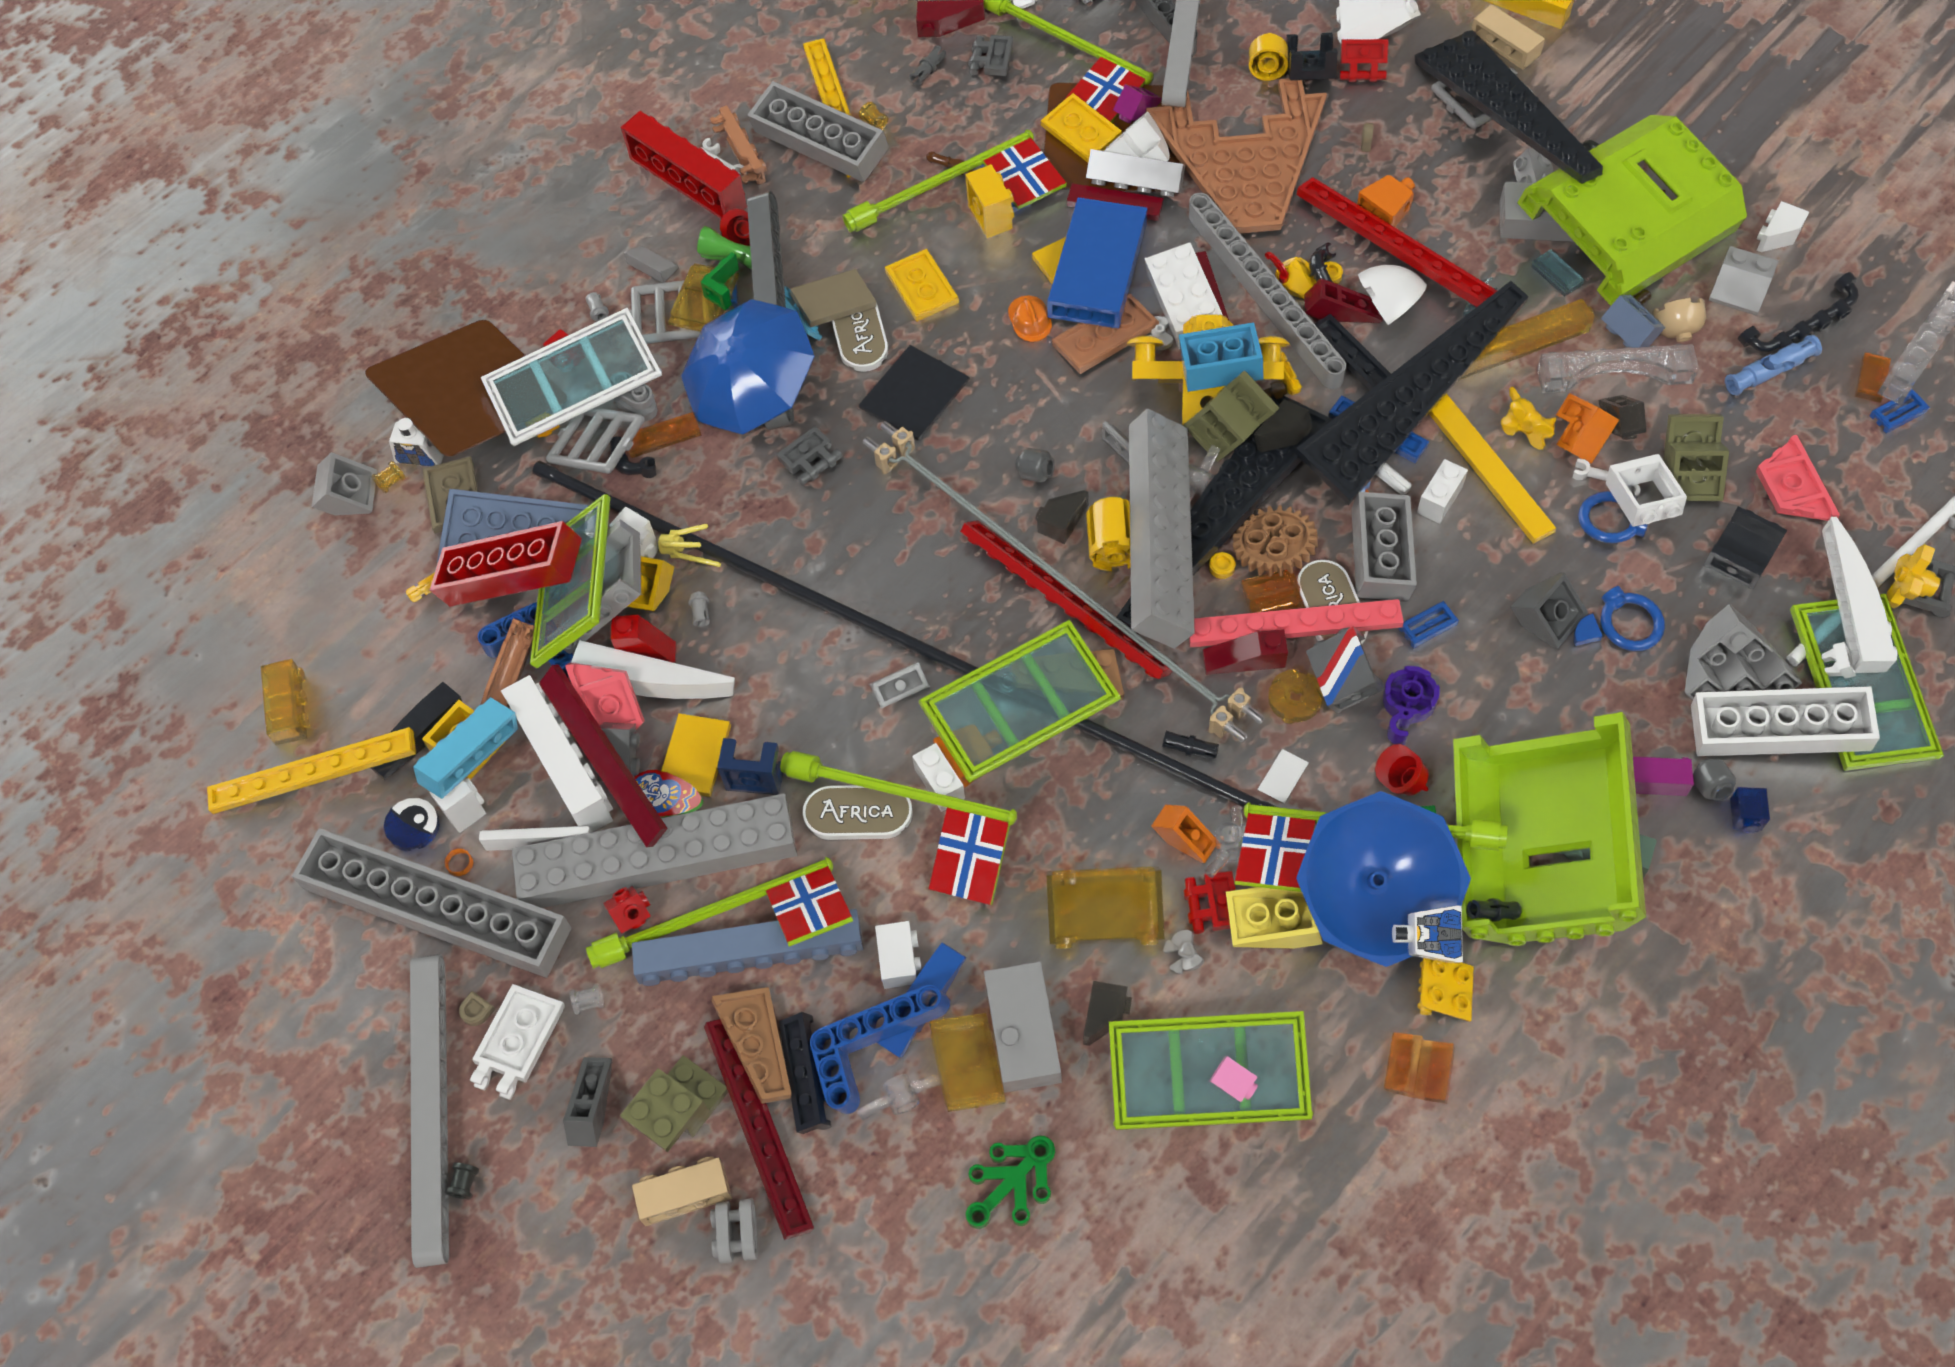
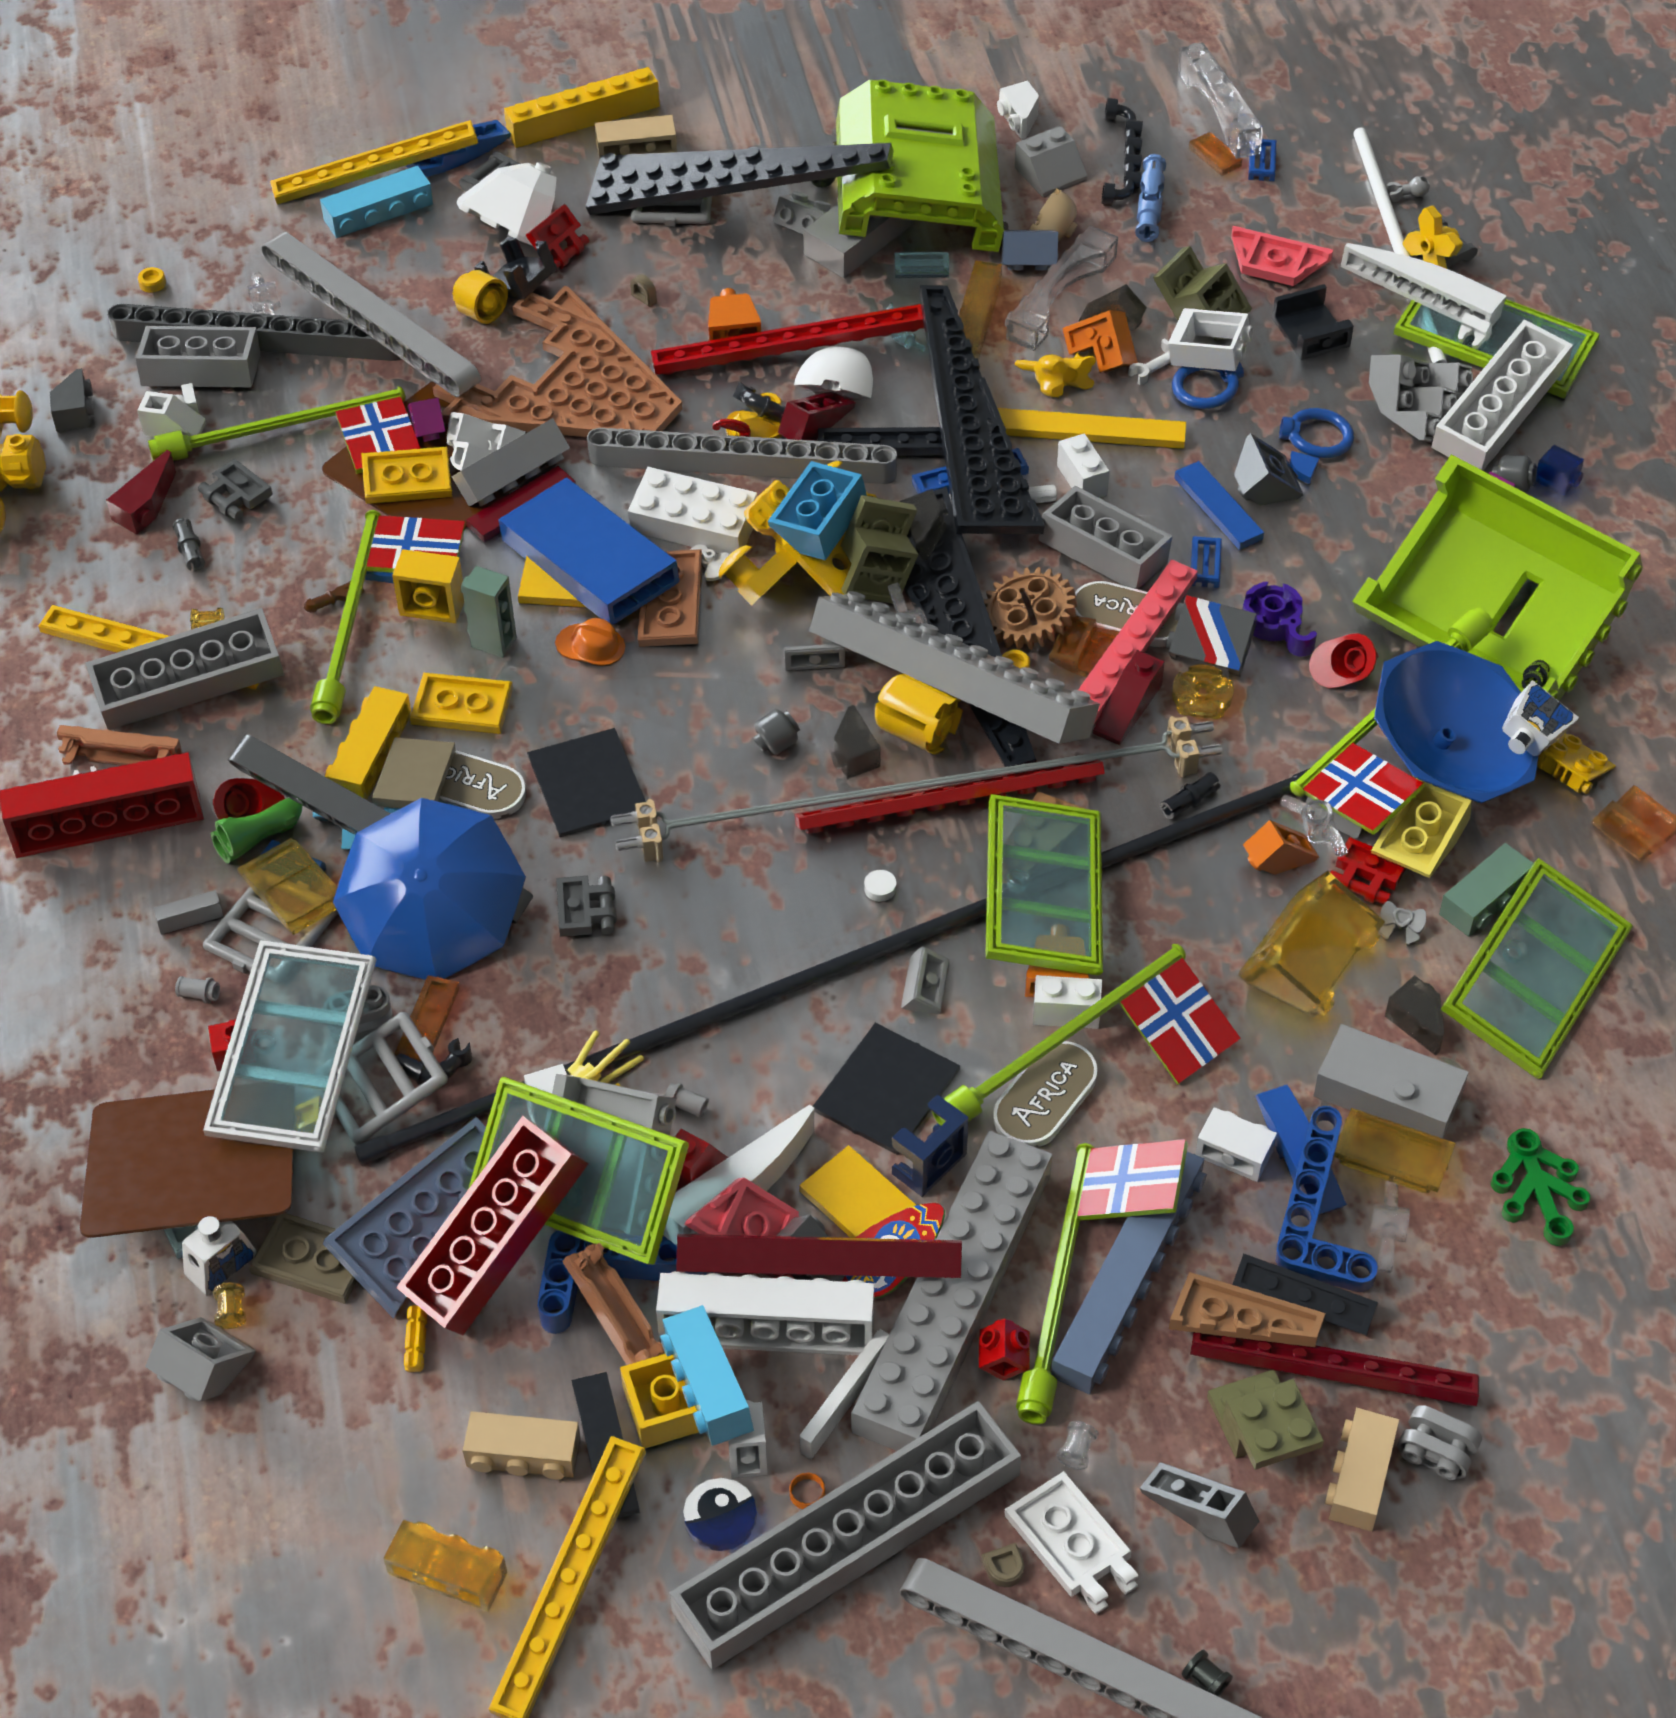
camera: 60 degrees left, 10 degrees down
(386, 685) = (521, 1445): none -> tan brick
(713, 282) = (307, 861): green bracket -> none
(796, 714) = (885, 1086): none -> black piece
(864, 254) = (369, 741): none -> yellow brick
(958, 607) = (880, 885): none -> white tile
(987, 243) = (489, 611): none -> sand green brick
(1234, 1079) = (1567, 947): bright pink brick -> none
(1257, 992) = (1485, 890): none -> sand green brick
(1283, 776) = (1273, 751): white sticker -> none
(1493, 599) = (1219, 505): none -> blue tile

